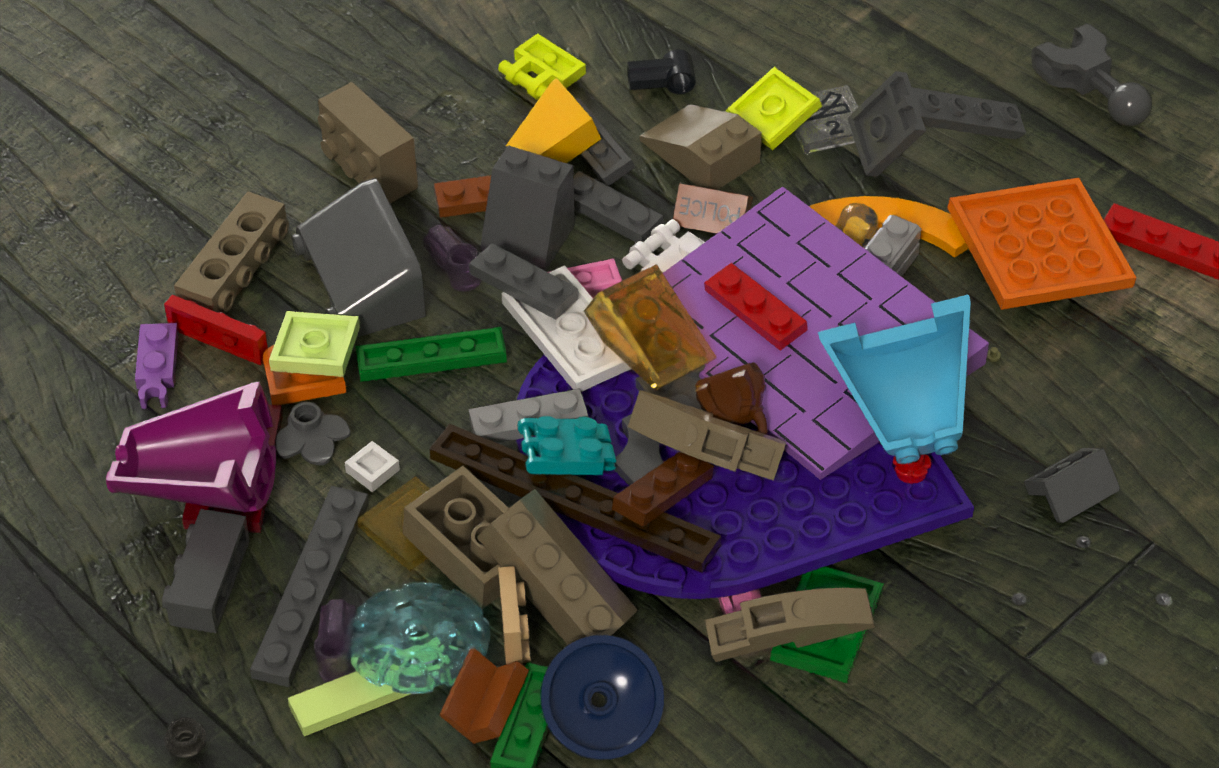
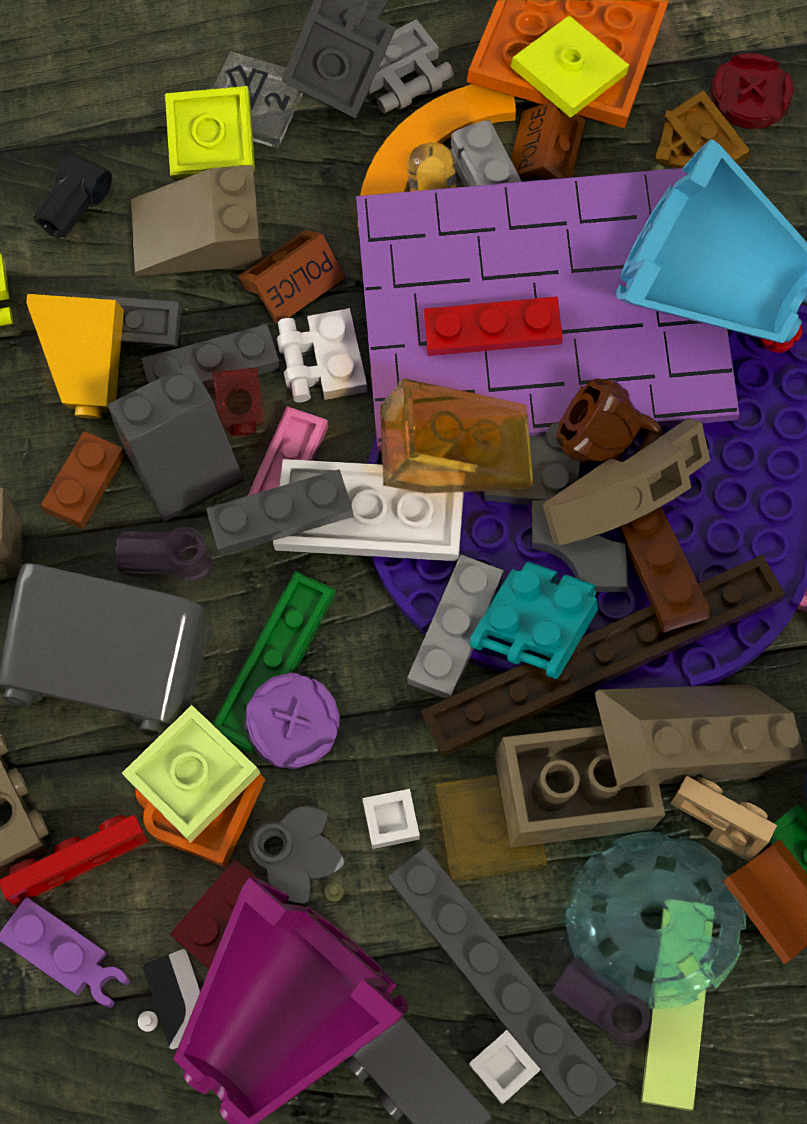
camera: 55 degrees left, 20 degrees up
(252, 612) = (504, 1067): none -> white plate
(302, 471) = (334, 892): none -> olive piece
(395, 381) = (291, 721): none -> medium lavender tile
(593, 216) = (239, 381): none -> clear red brick
(931, 165) = (409, 51): none -> light grey plate
(951, 279) = (547, 143): none -> dark orange panel
(1010, 246) = (569, 66): none -> neon yellow plate
(1043, 360) = (694, 125): none -> pearl gold slope
(1117, 369) = (752, 91): none -> dark red tile

